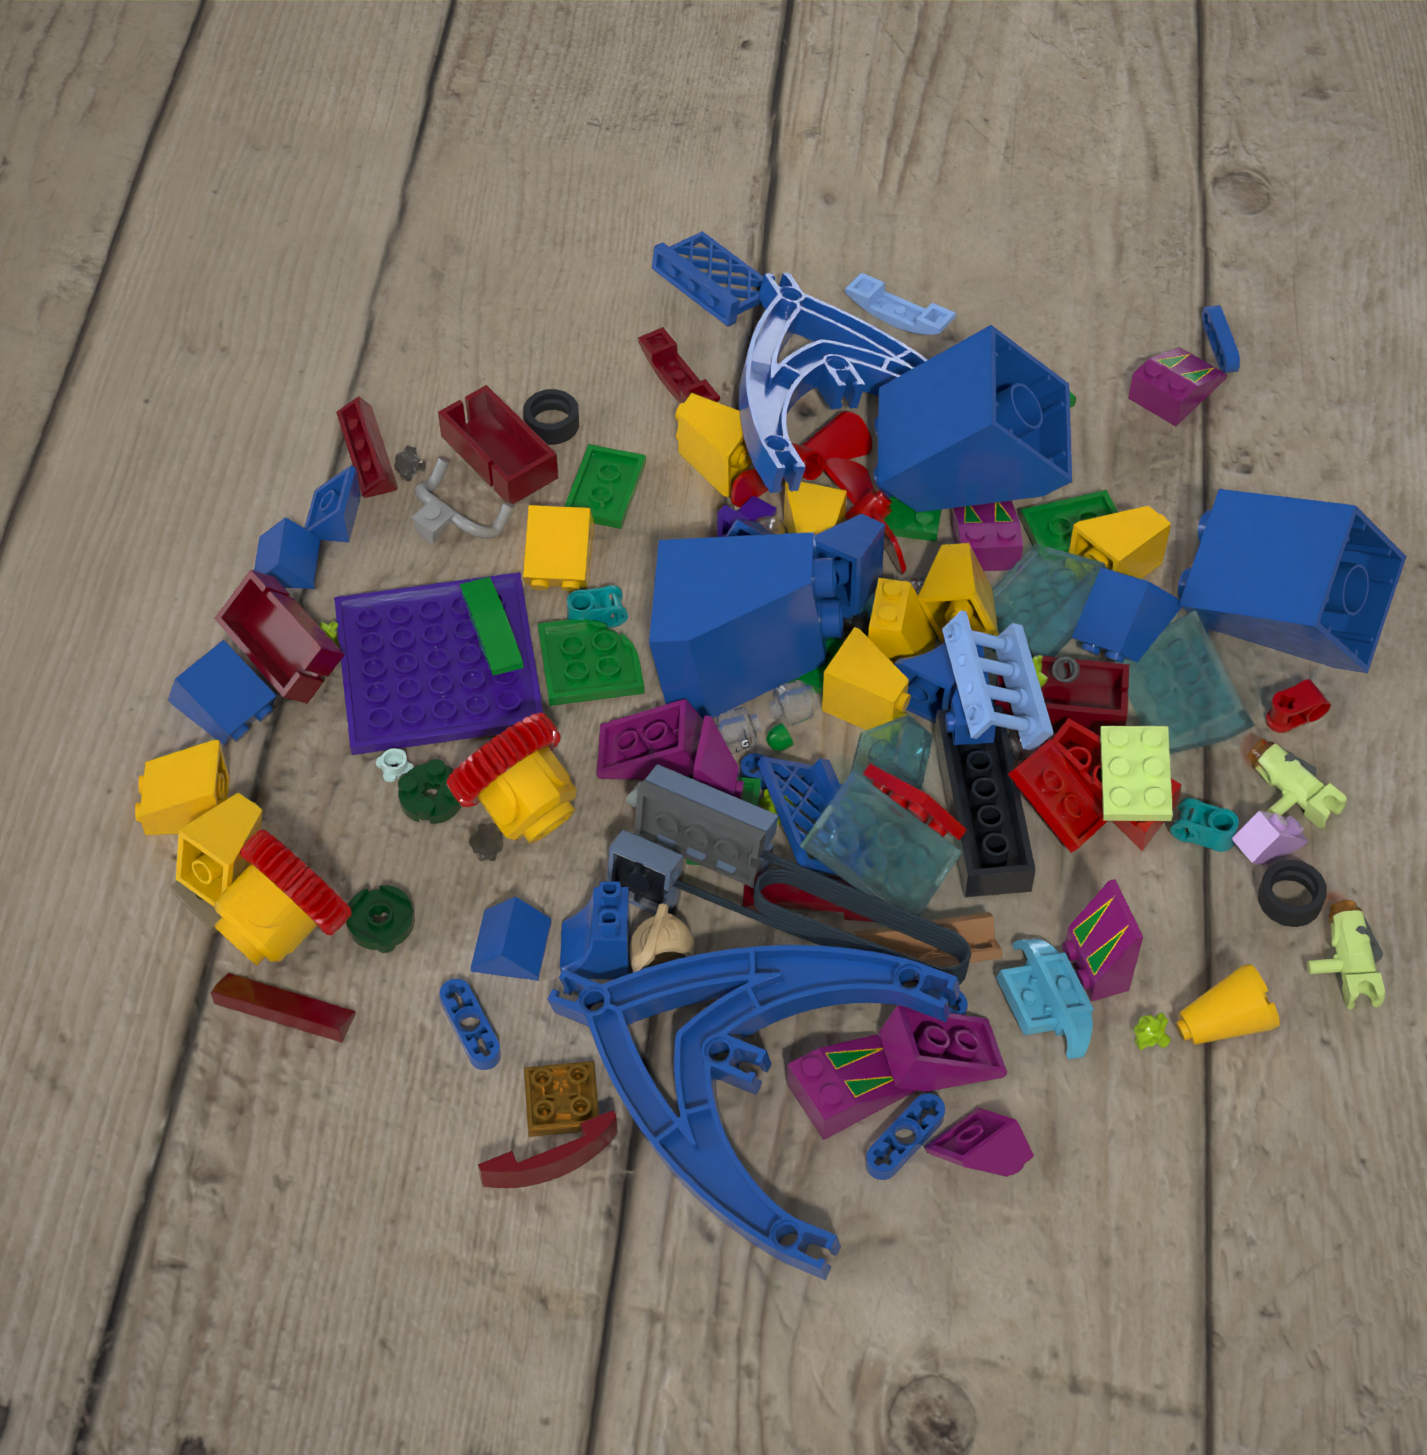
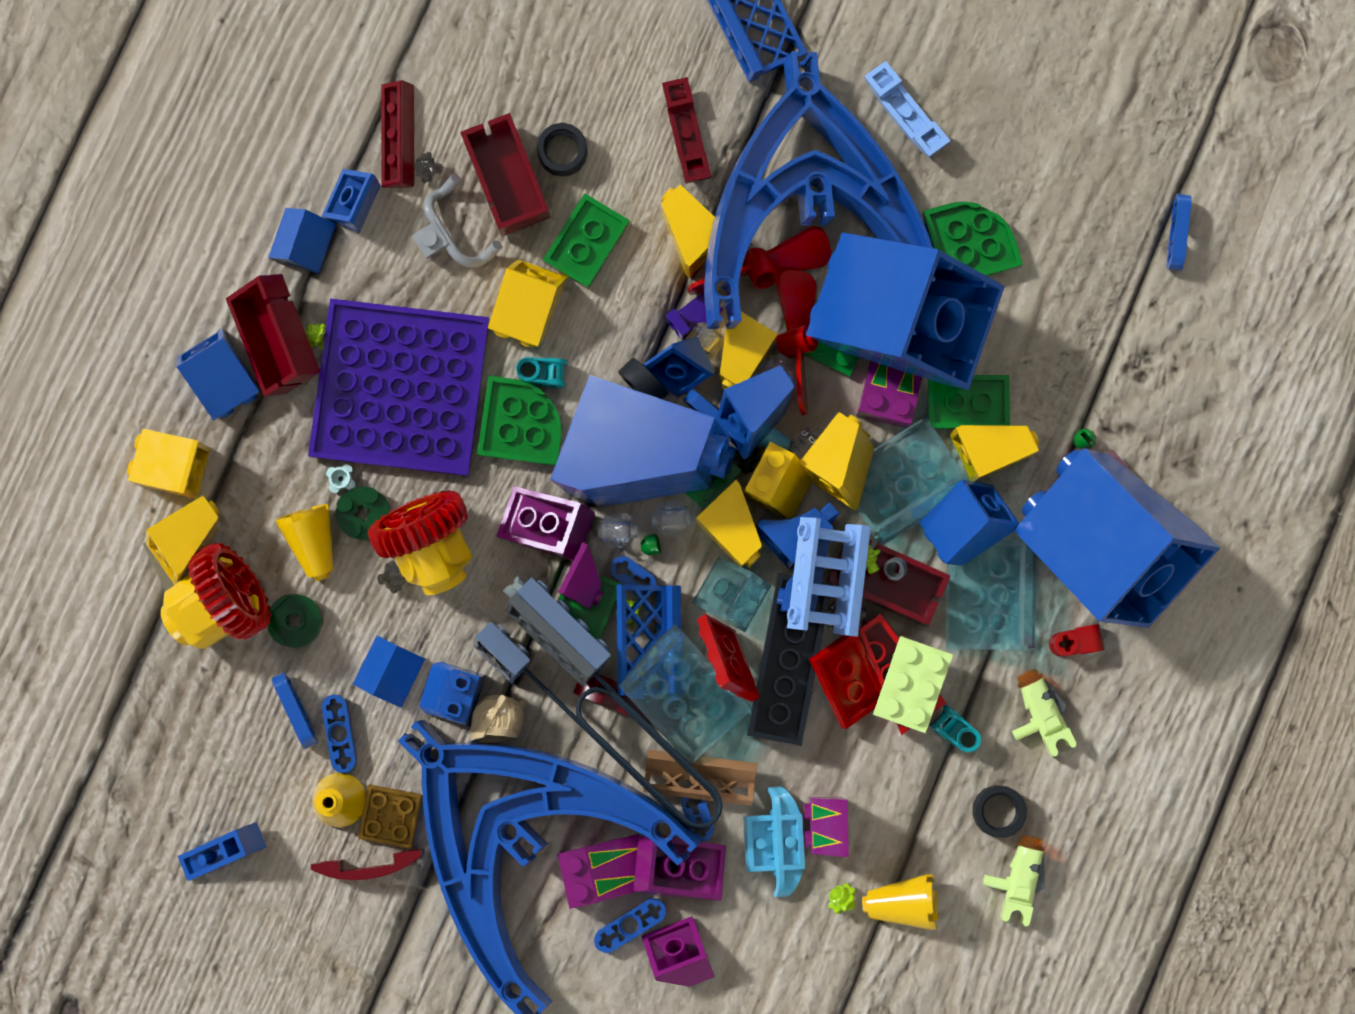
camera: 20 degrees right, 30 degrees up
(283, 1007) = (206, 676): dark red slope -> none
(355, 1190) = (222, 851): none -> blue slope
(375, 822) = (310, 539): none -> yellow cone
(407, 1010) = (294, 710): none -> blue beam
(489, 1091) = (348, 800): none -> yellow cone
(491, 626) = (446, 375): green slope -> none
(1174, 384) = (1120, 269): magenta slope -> none
(1269, 837) = (1002, 759): lavender slope -> none

